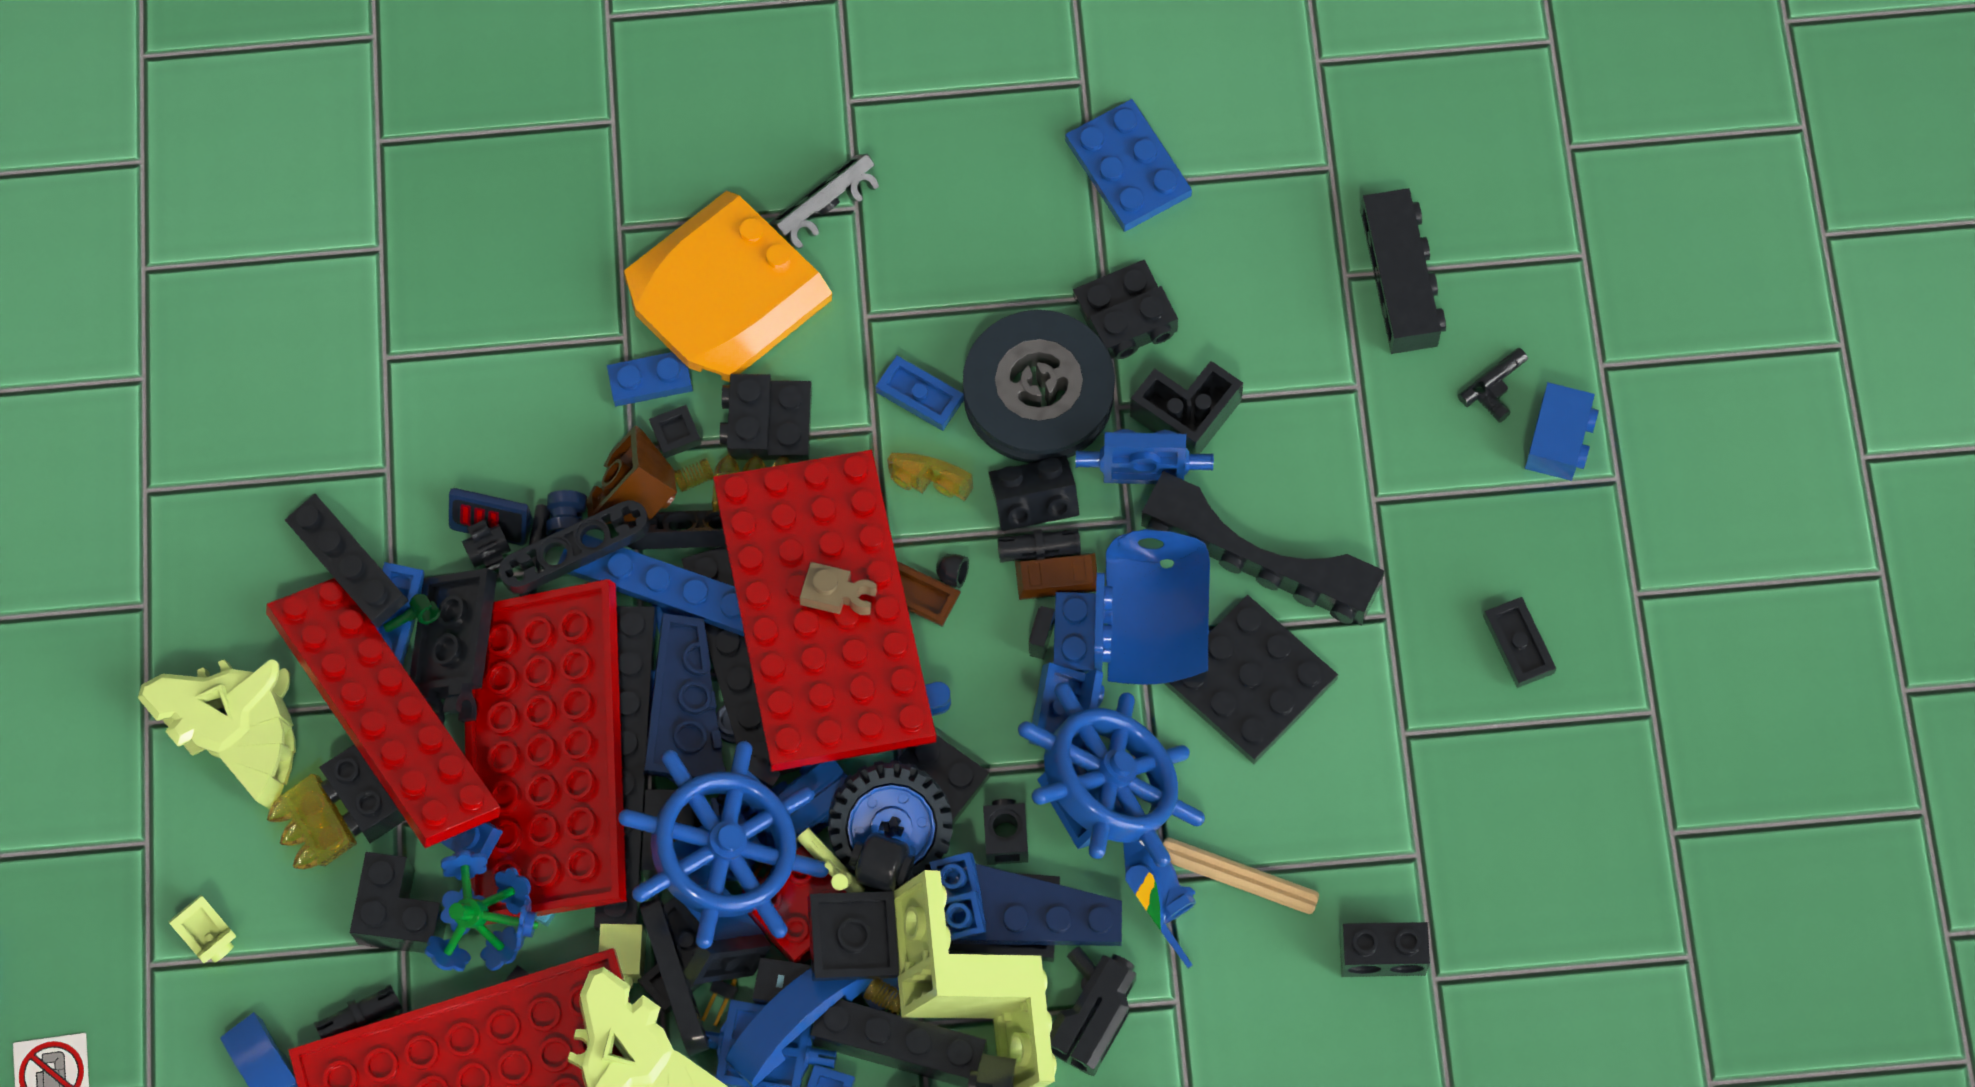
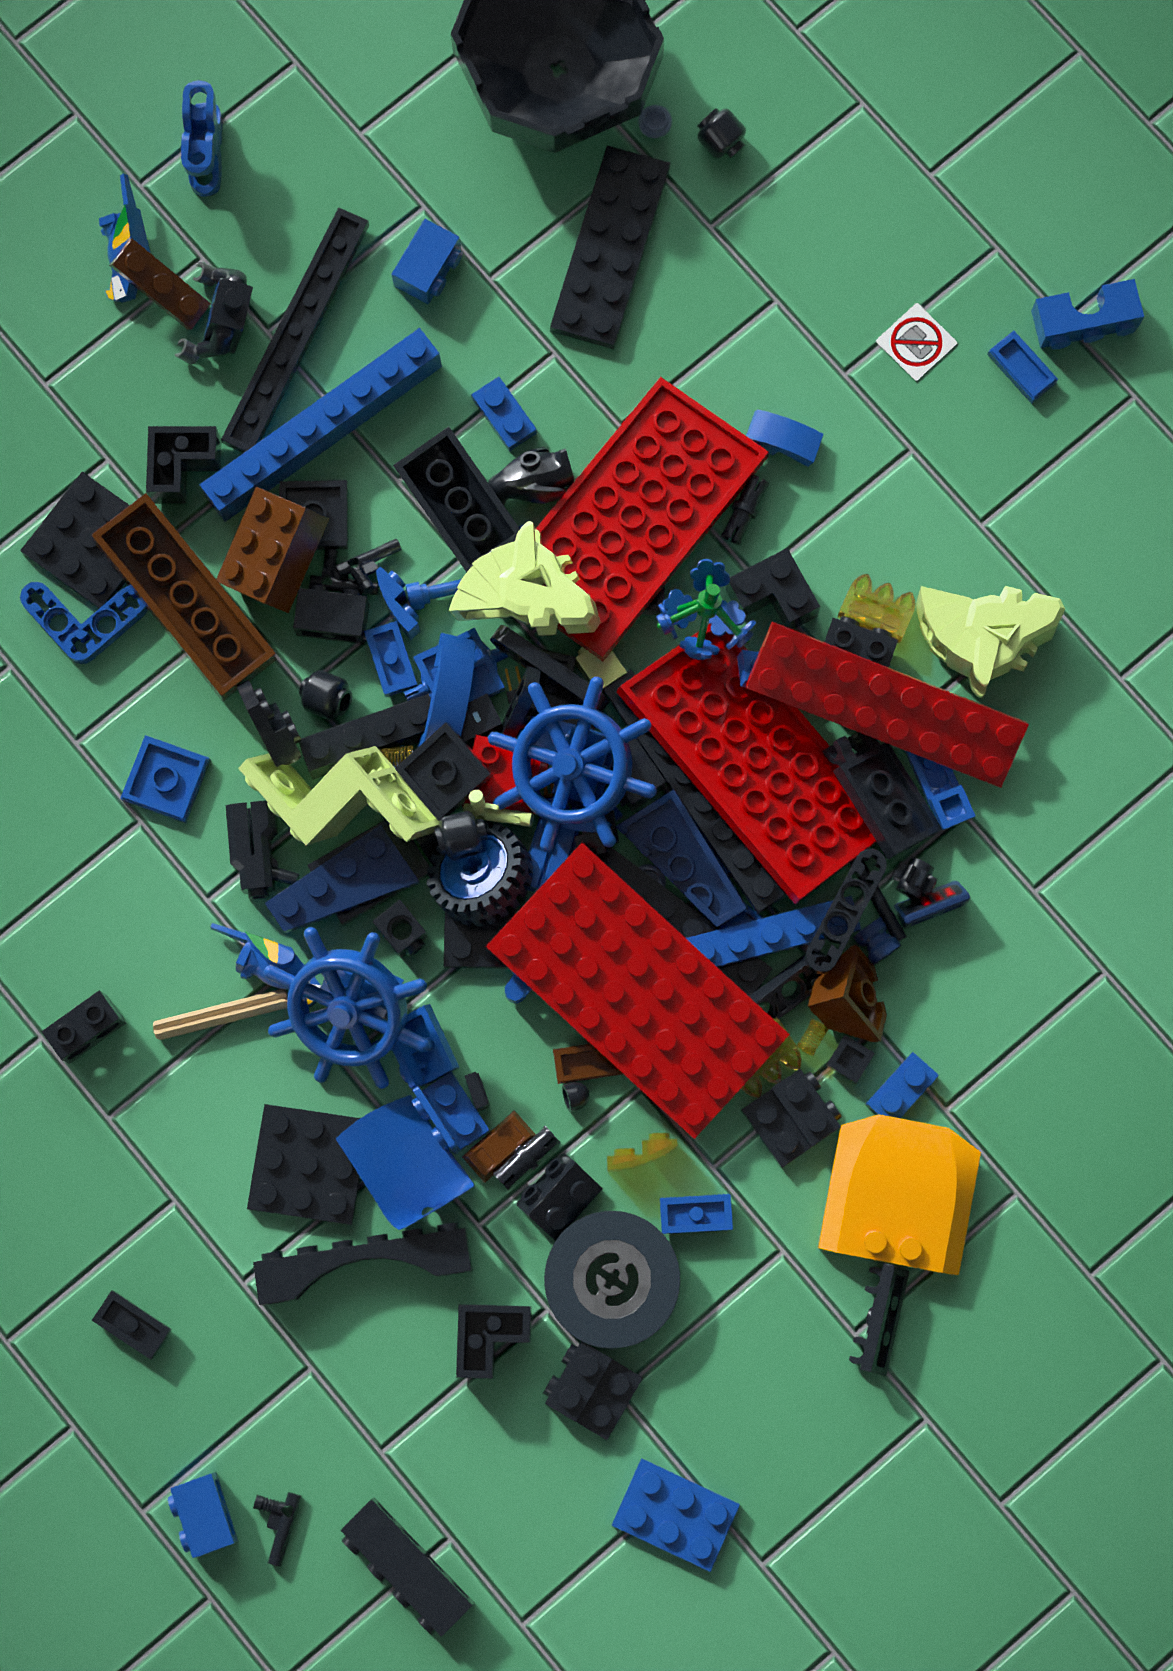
camera: 145 degrees right, 10 degrees up
(203, 930) = (889, 490): yellowish green bracket -> none
(346, 560) = (1003, 799): black plate -> none
(420, 608) = (922, 799): dark green hand -> none
(831, 587) = (636, 999): dark tan plate -> none
(964, 902) = (393, 853): blue slope -> none
(1143, 457) = (505, 1263): blue plate -> none

